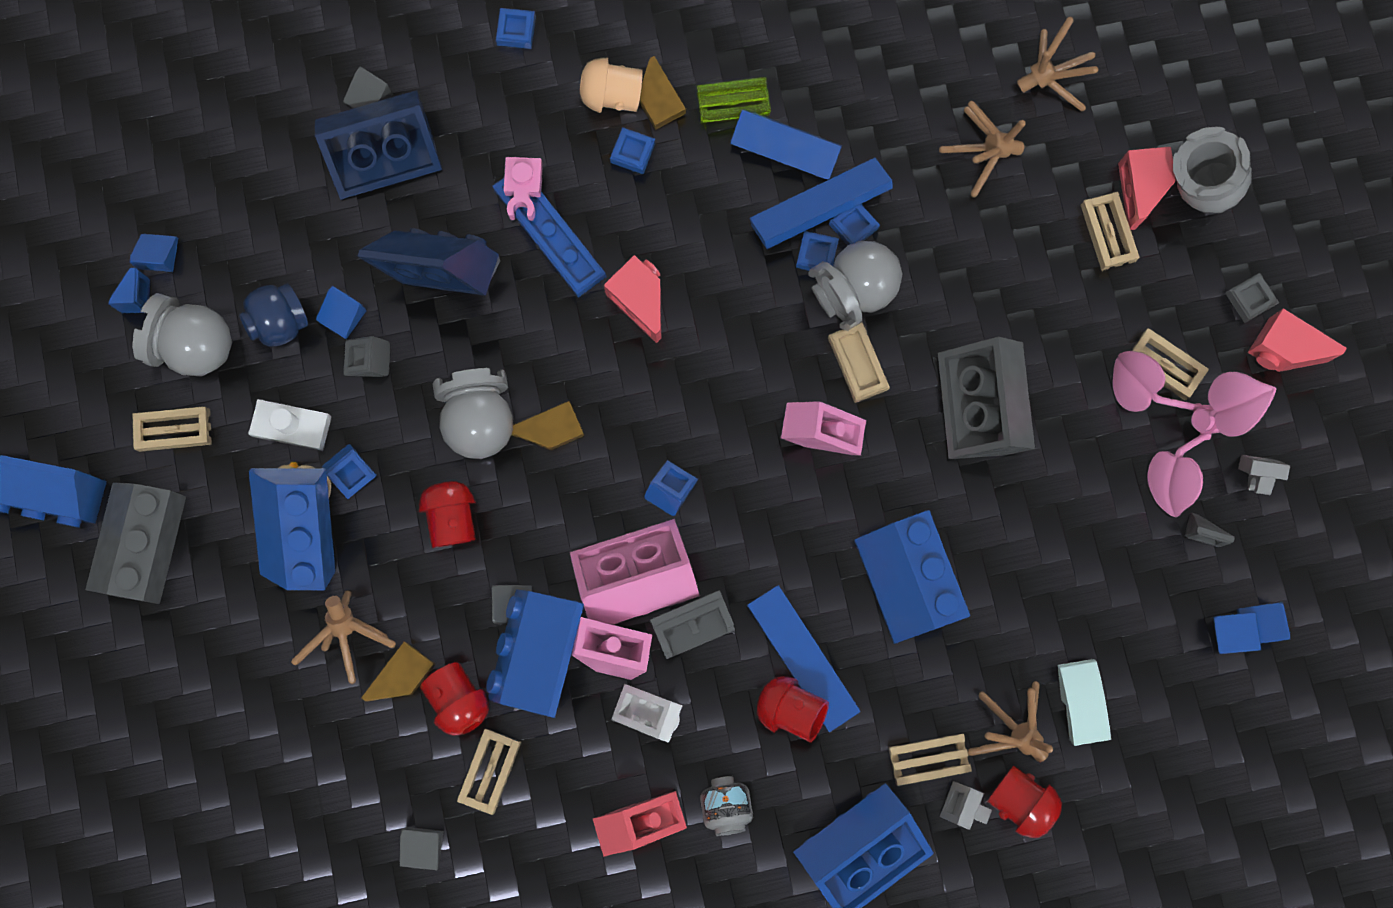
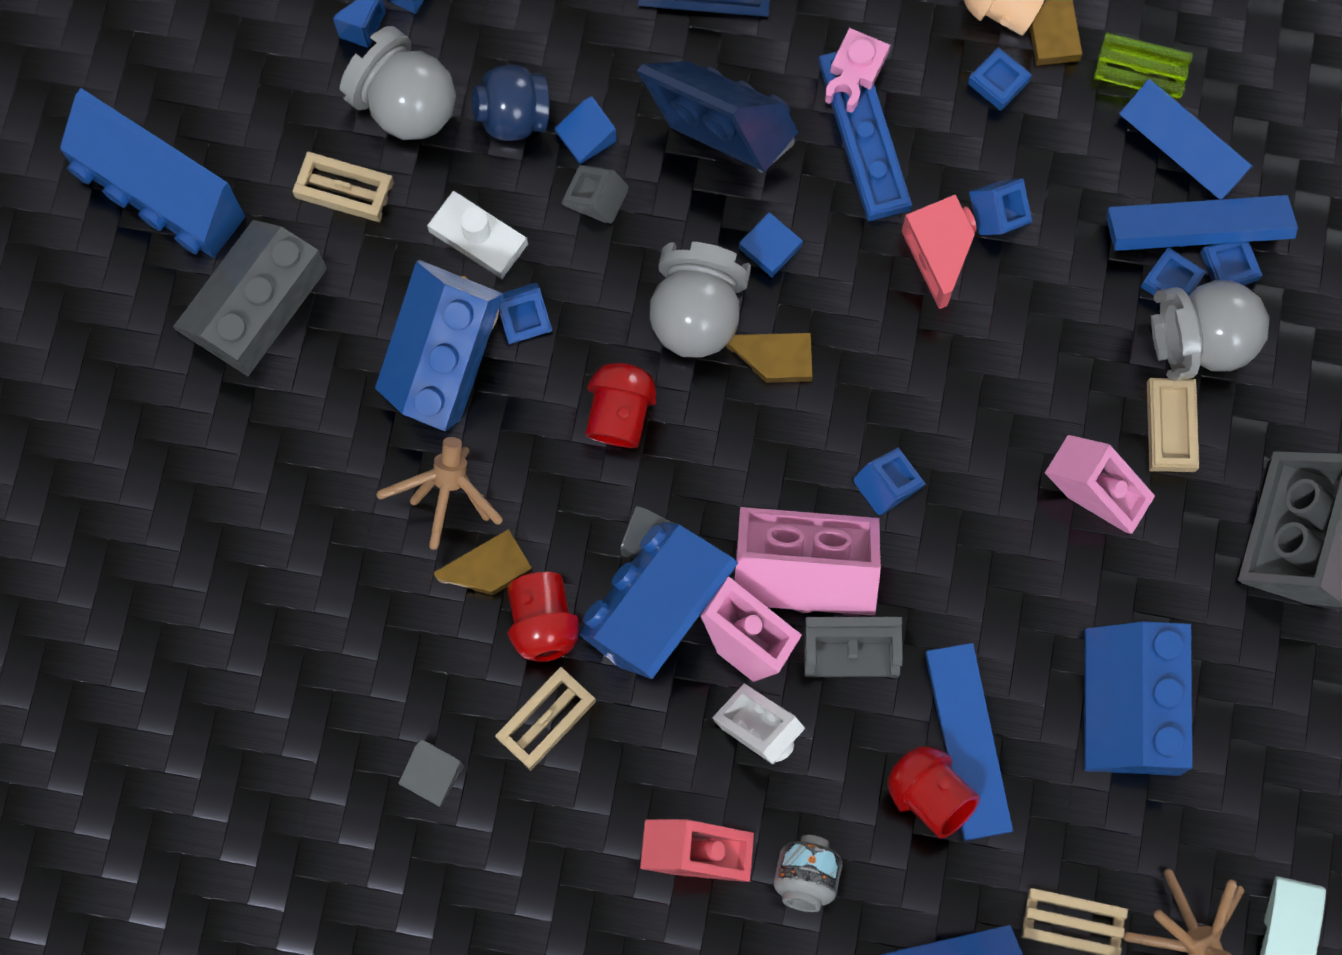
camera: 25 degrees right, 5 degrees down
(513, 344) = (770, 244): none -> blue tile
(671, 248) = (1000, 207): none -> blue slope

